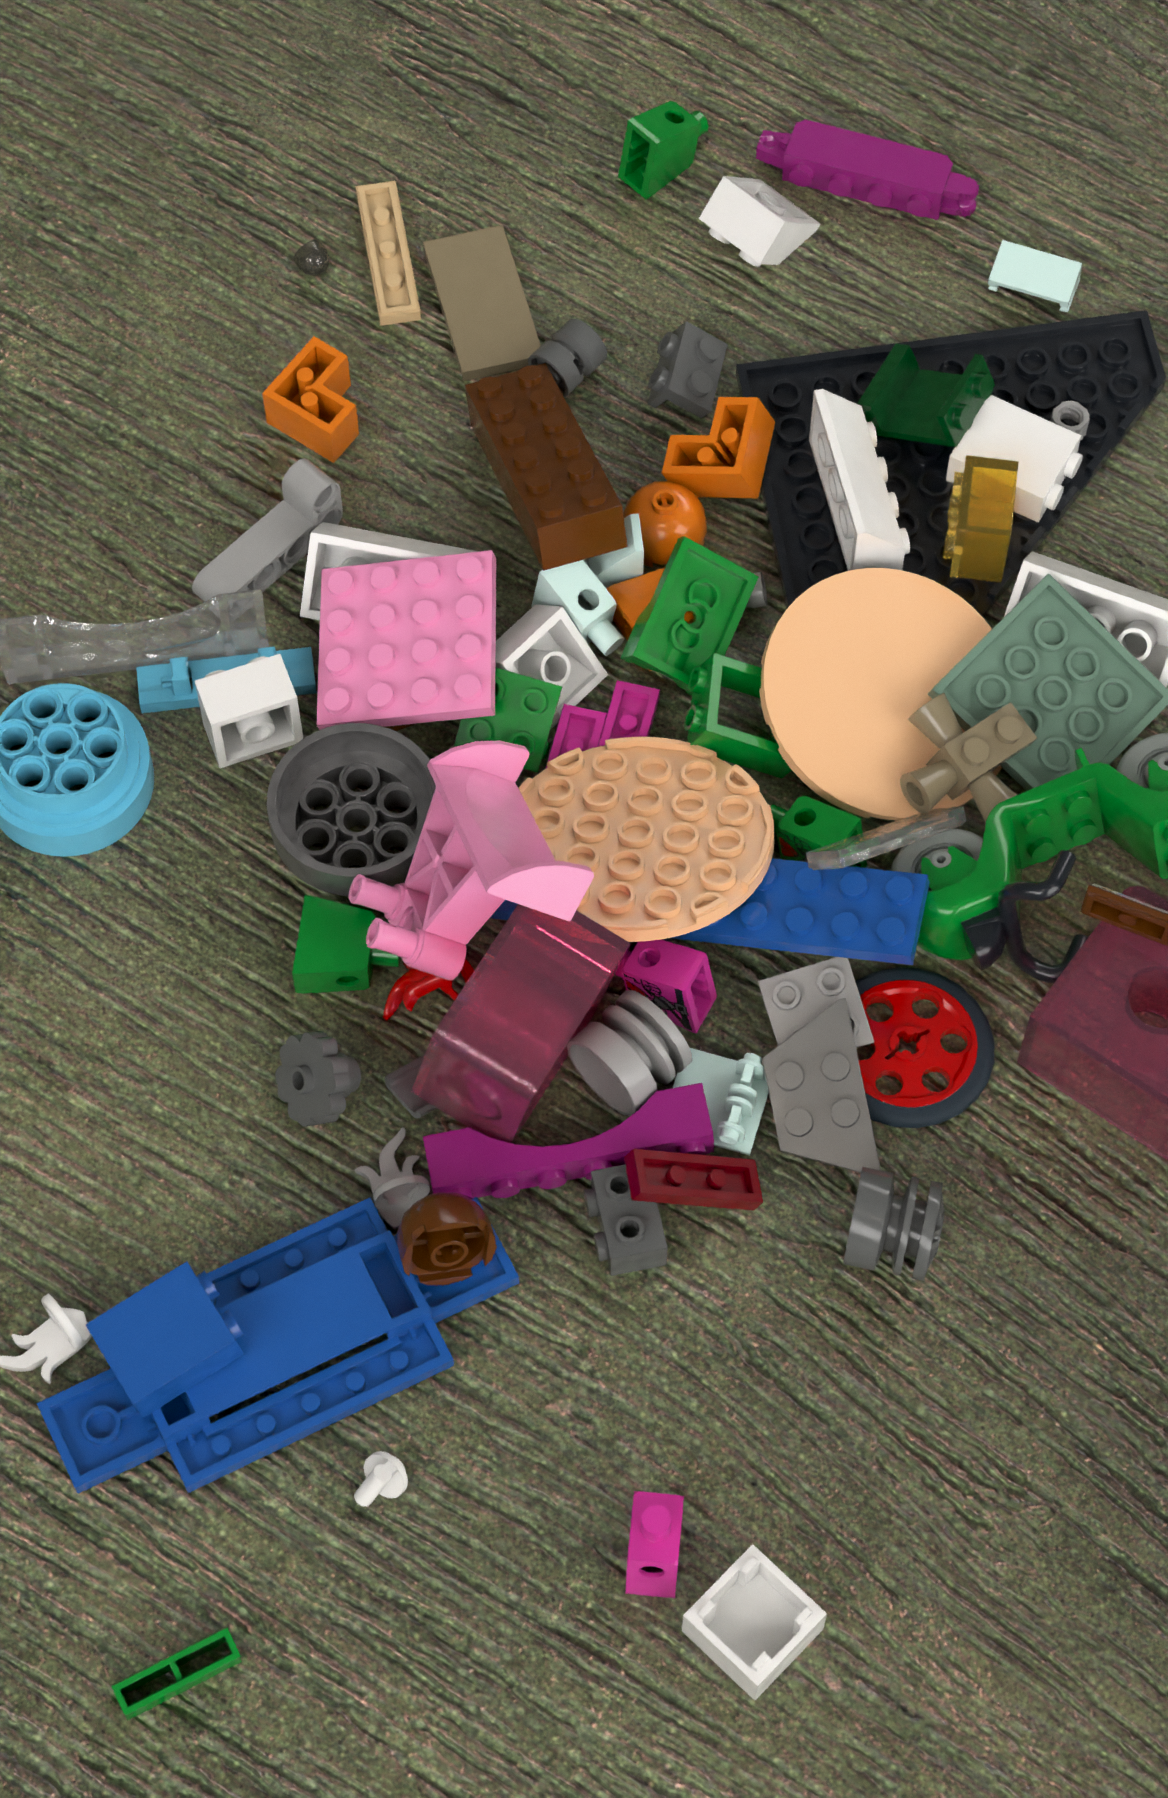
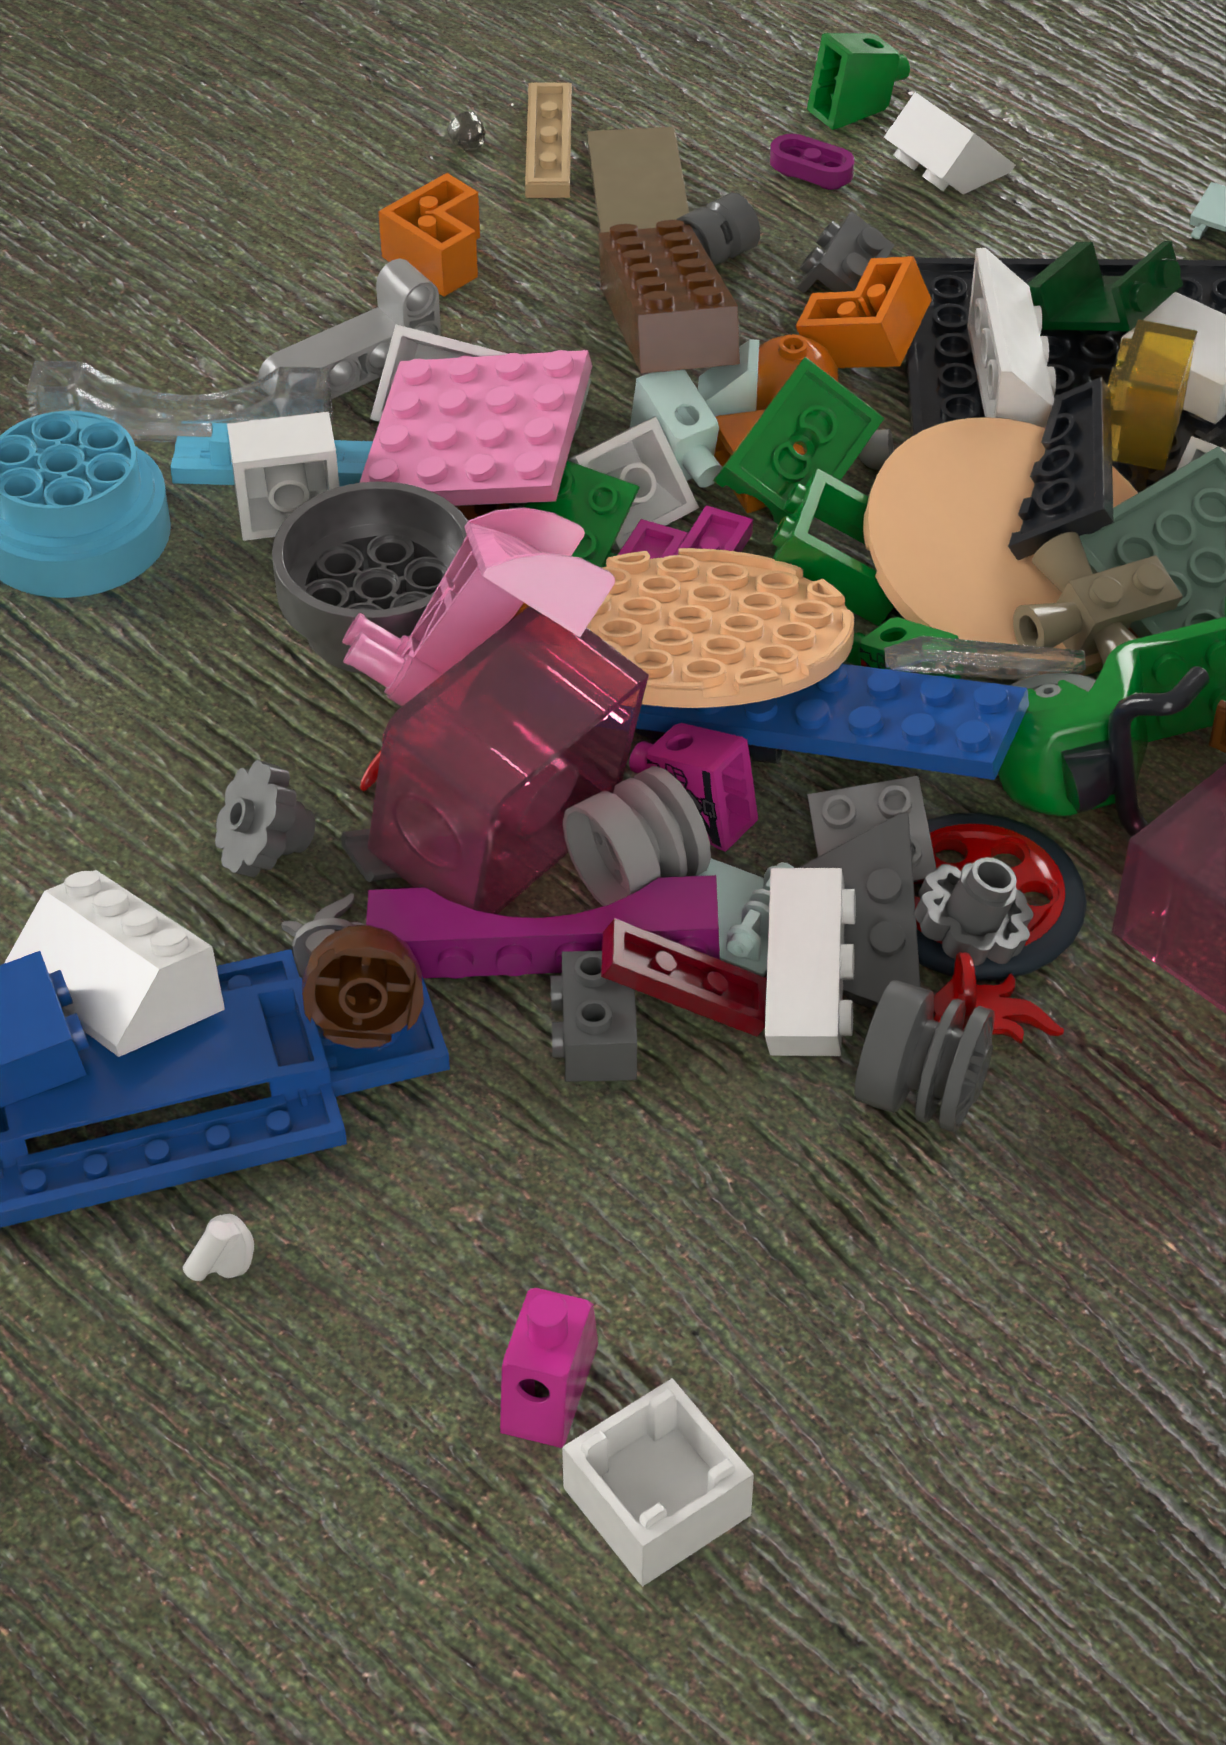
camera: 10 degrees right, 15 degrees down
(249, 1248) = (122, 961): none -> white slope
(334, 949) = (322, 708): green torso -> none
(638, 250) = (812, 160): none -> magenta plate
(788, 1149) = (808, 962): none -> white brick
(869, 169) = (1077, 122): magenta hinge -> none
(909, 1078) = (975, 911): none -> dark grey plant
(926, 1157) = (995, 997): none -> red piece
(930, 625) = (1074, 473): none -> black wing

